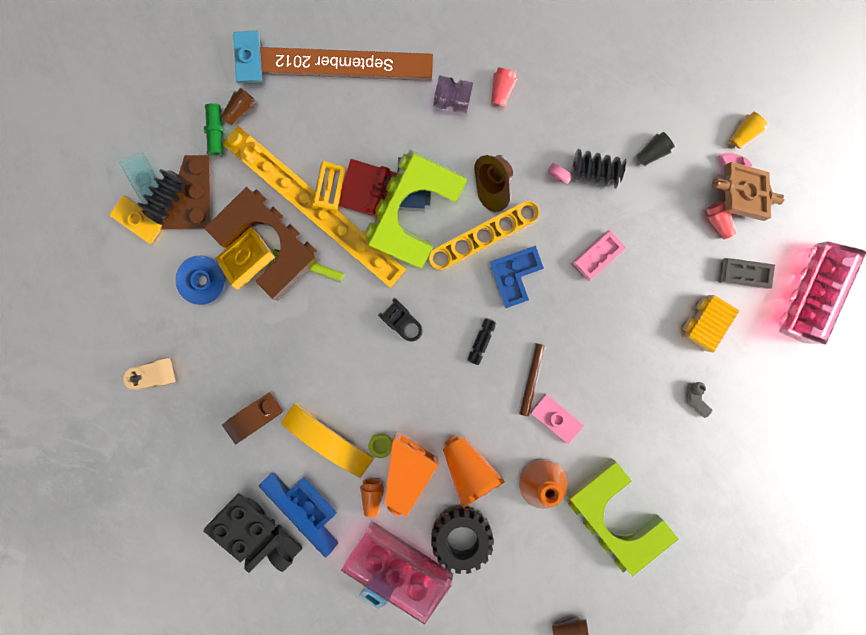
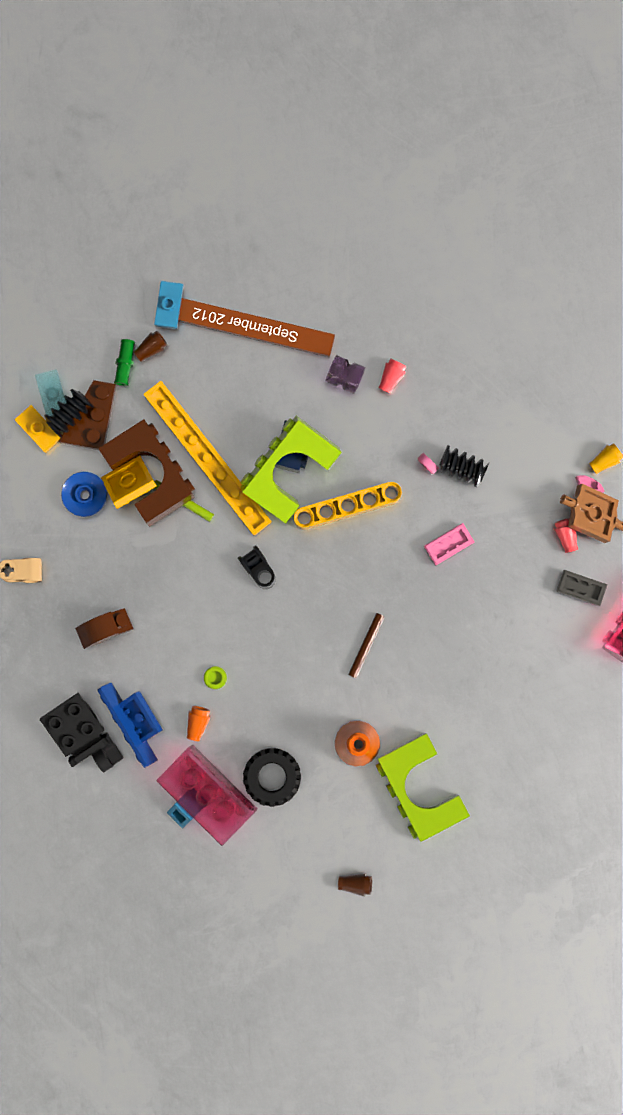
camera: 10 degrees right, 5 degrees down
(241, 144) = (146, 380): yellow plate -> none
(324, 204) = (210, 449): yellow tile -> none
(326, 441) = (167, 663): yellow slope -> none
(364, 187) = (249, 440): red hinge -> none
(408, 474) = (234, 705): orange slope -> none
(469, 471) = (292, 716): orange cone -> none
(482, 341) = (327, 601): black axle -> none
(493, 181) = (366, 457): reddish brown piece -> none
(508, 274) = (365, 541): blue plate -> none
(557, 419) = (381, 686): bright pink plate -> none
(657, 148) = (519, 459): pearl dark grey cone -> none
(695, 399) = (512, 694): dark grey arm -> none
(710, 323) = (538, 625): yellow brick -> none

